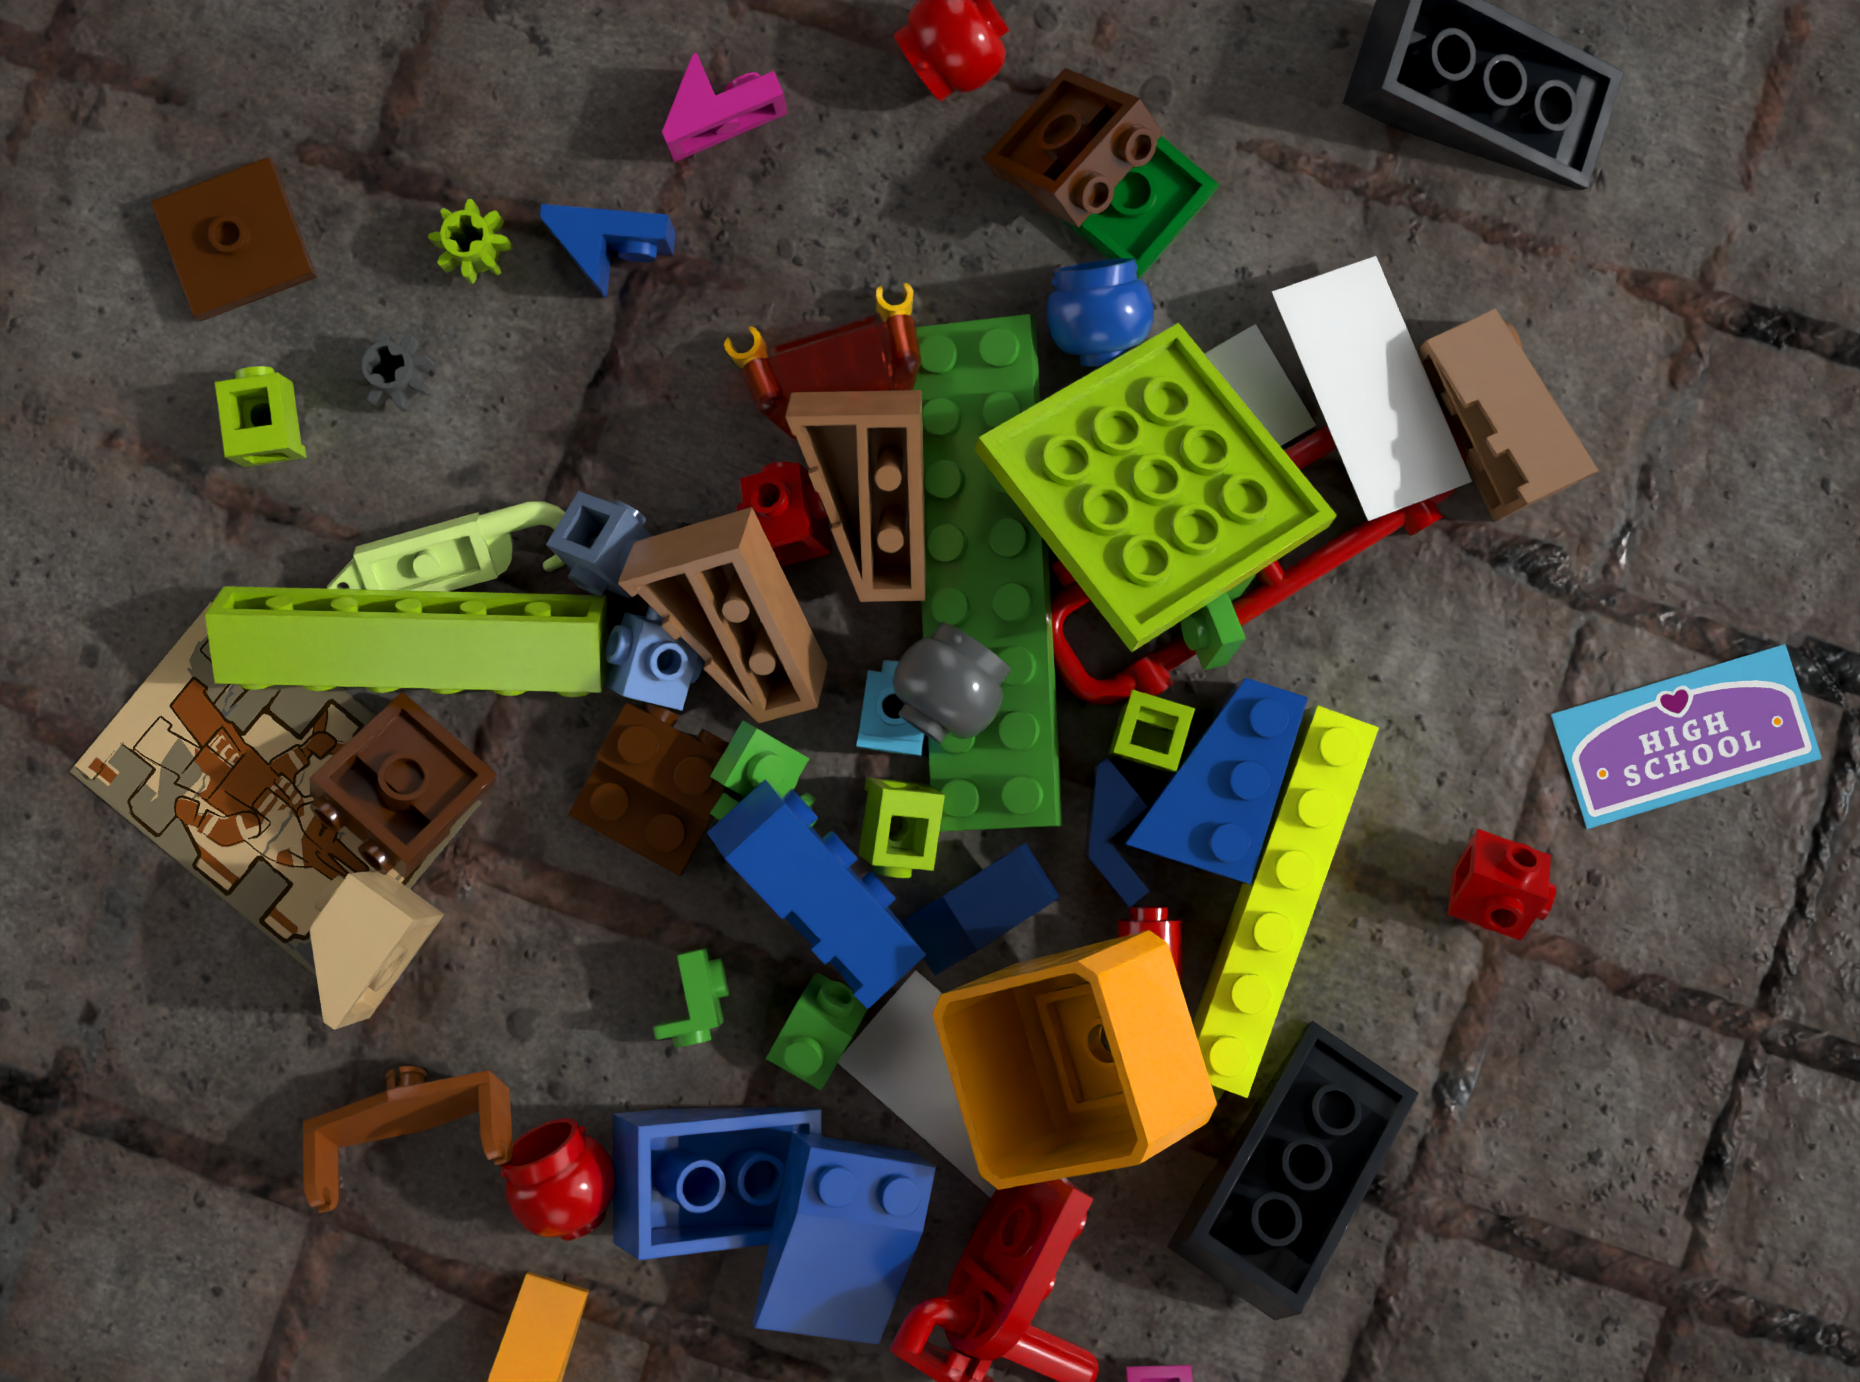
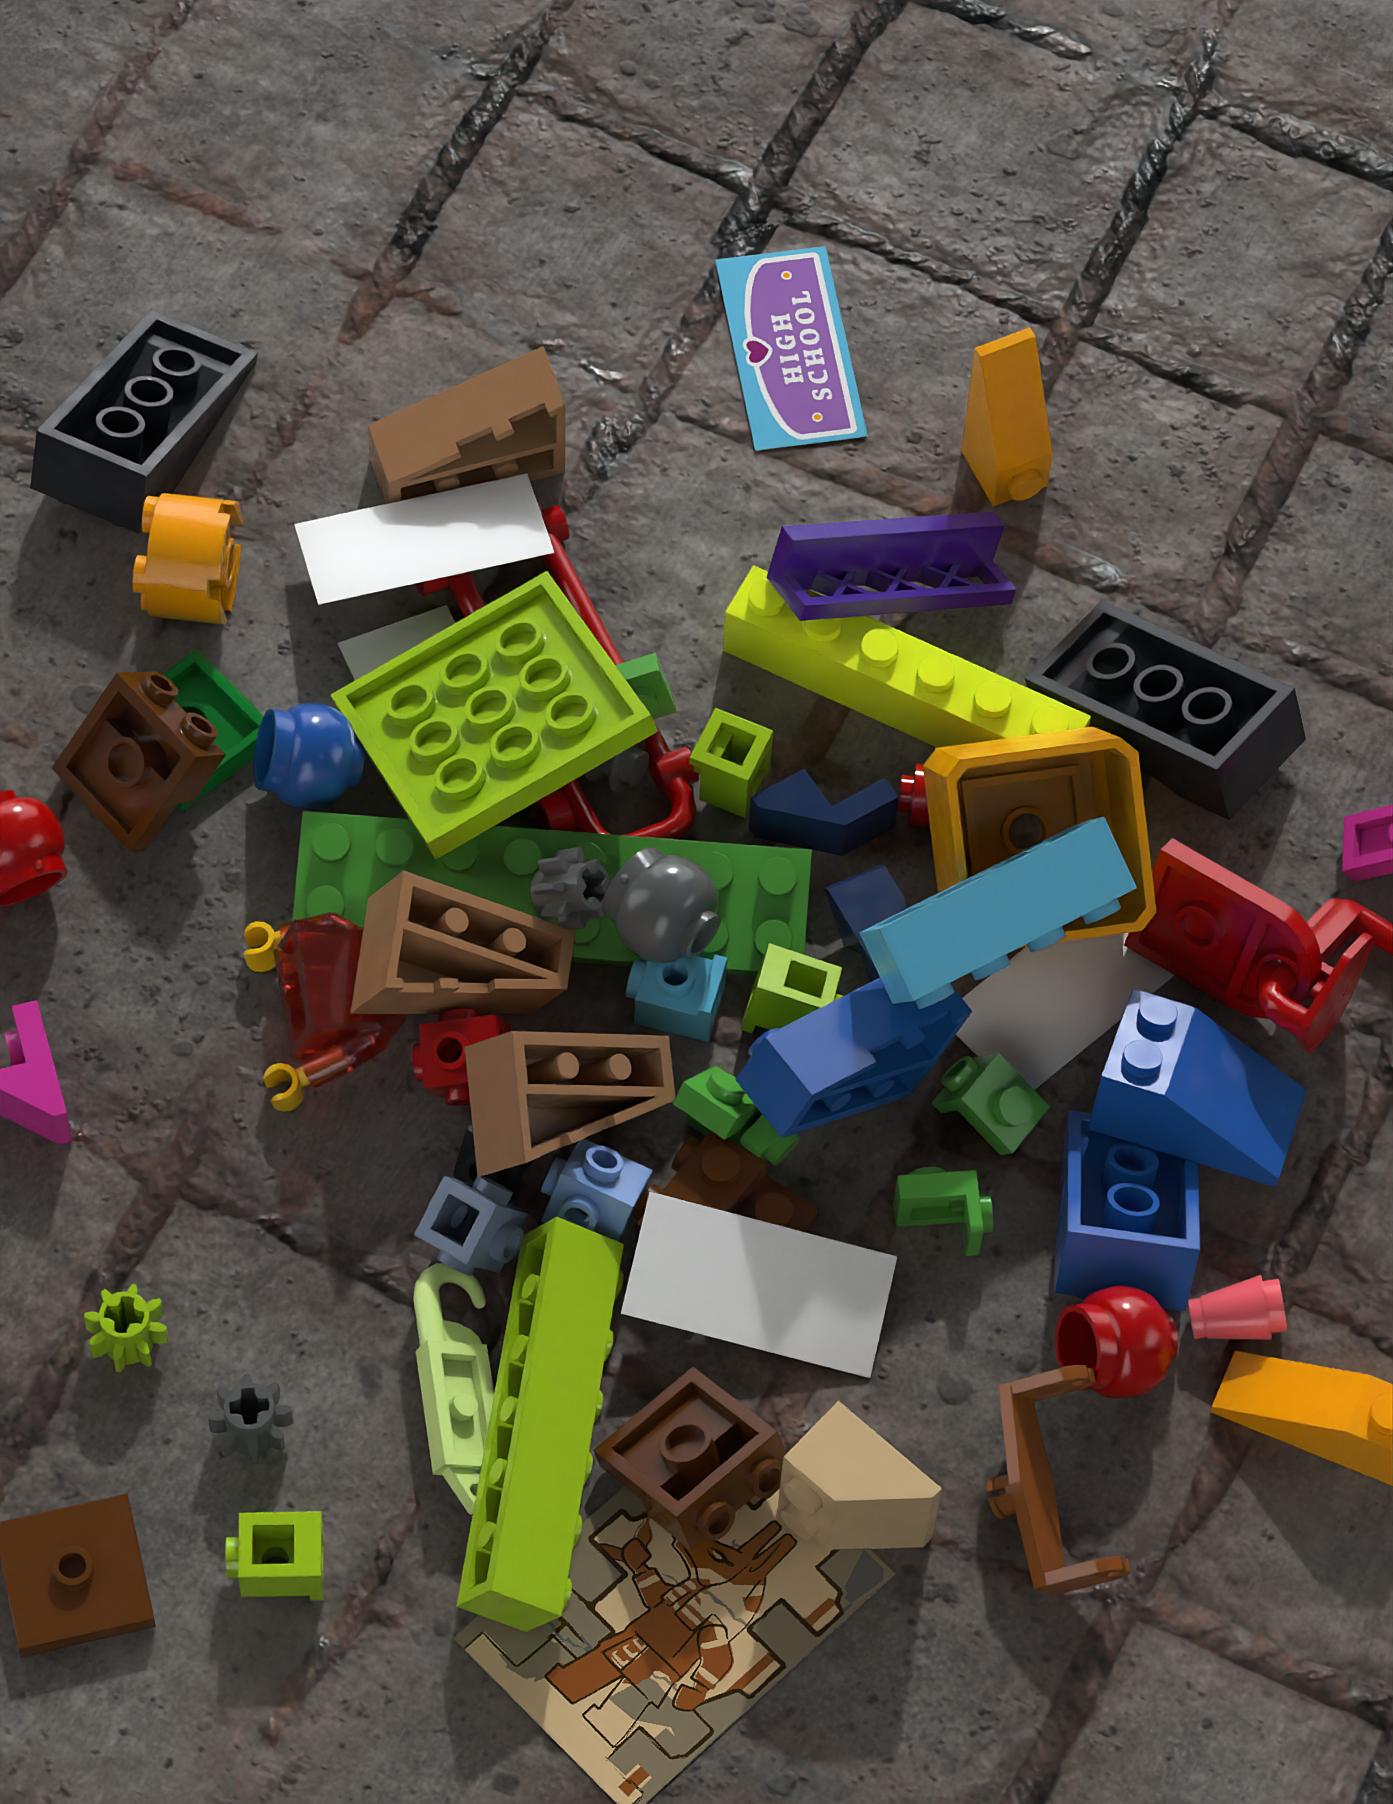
camera: 90 degrees left, 25 degrees down
(582, 827) = (759, 1284): none -> white sticker
(594, 233) = (148, 1207): blue slope -> none
(621, 1297) = (1240, 1311): none -> coral cone
(953, 1030) = (998, 912): none -> medium azure brick
(962, 588) = (570, 888): none -> dark grey gear
(1225, 785) = (817, 711): blue wedge -> none
(1306, 152) = (189, 558): none -> light orange brick
(1414, 860) = (887, 558): none -> dark purple fence
(1501, 885) = (912, 486): red brick -> none
(1598, 979) = (1007, 419): none -> light orange slope

